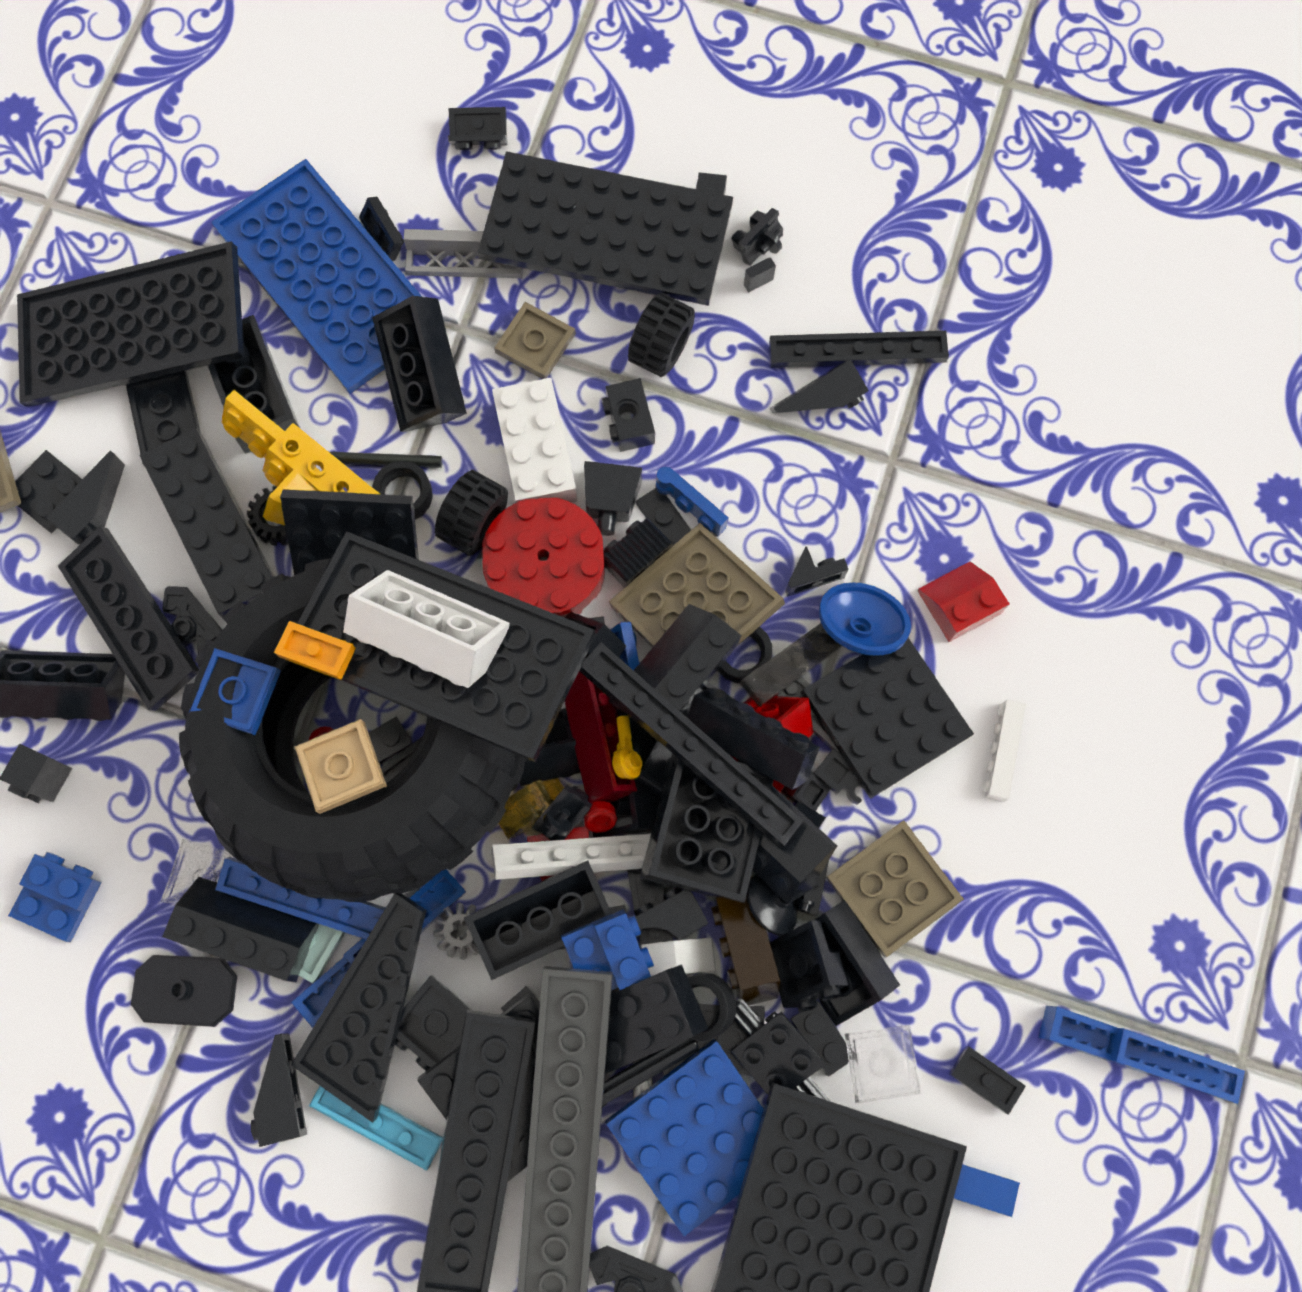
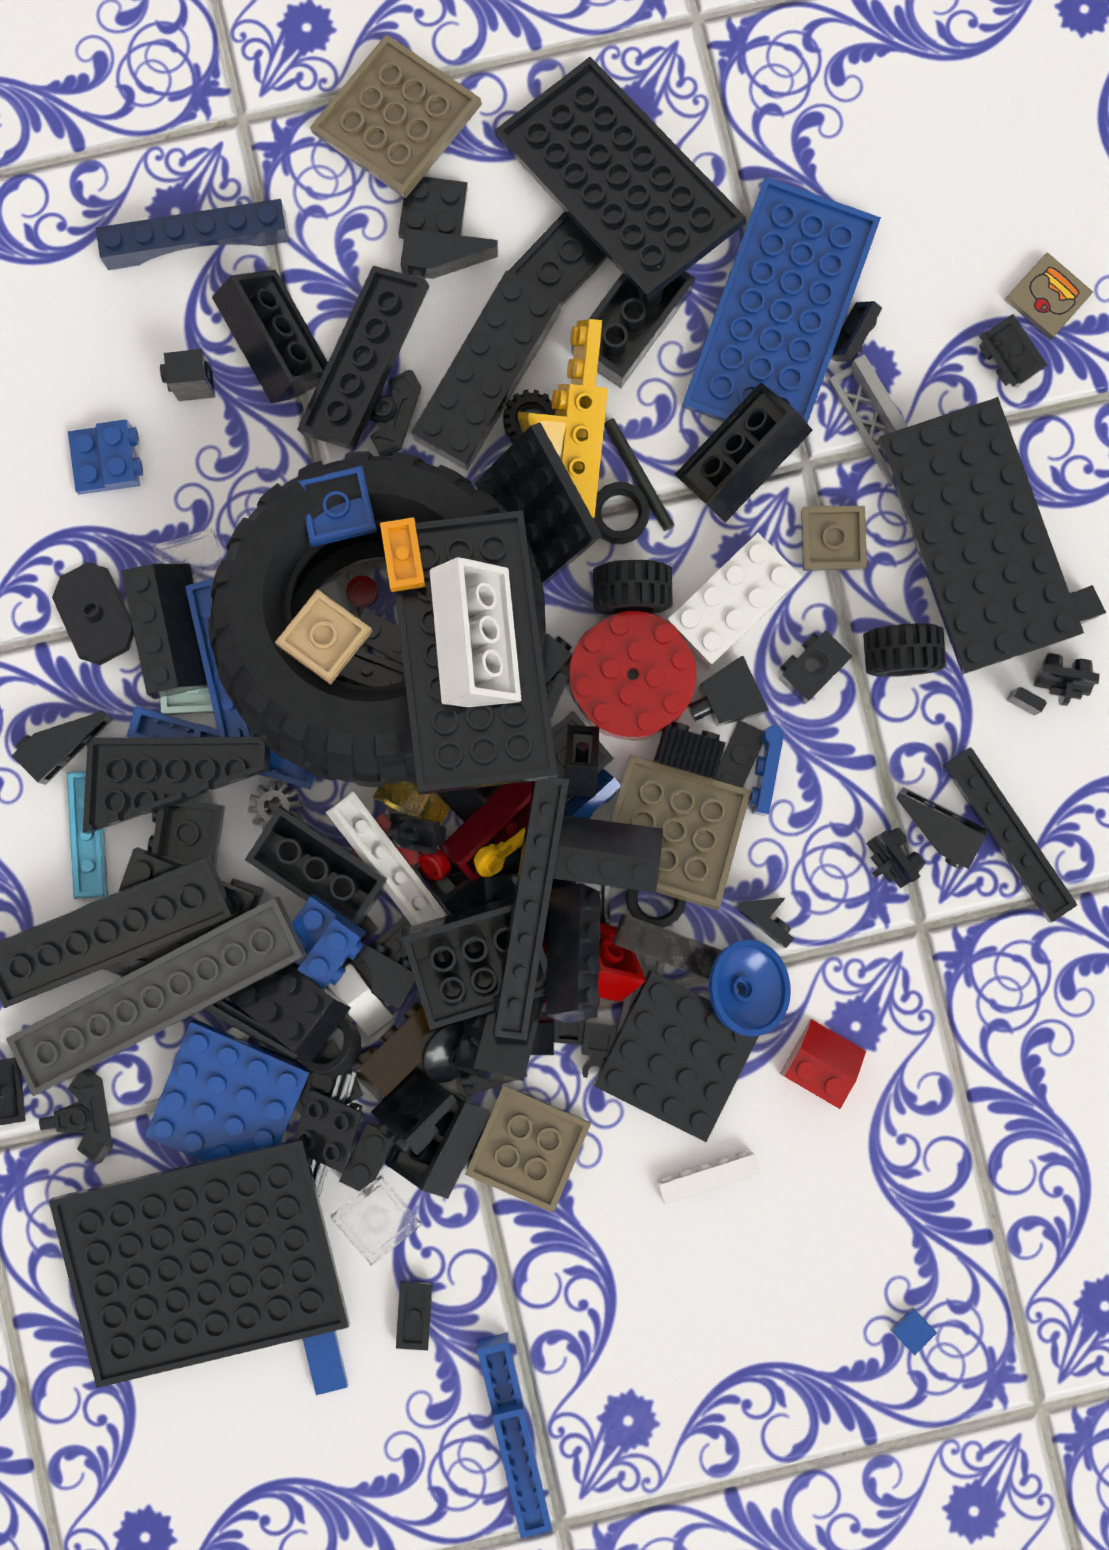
camera: 55 degrees right, 10 degrees up
(452, 80) = (1048, 295): none -> dark tan tile
(824, 447) = (892, 861): none -> black hips
(1226, 660) = (913, 1331): none -> blue tile

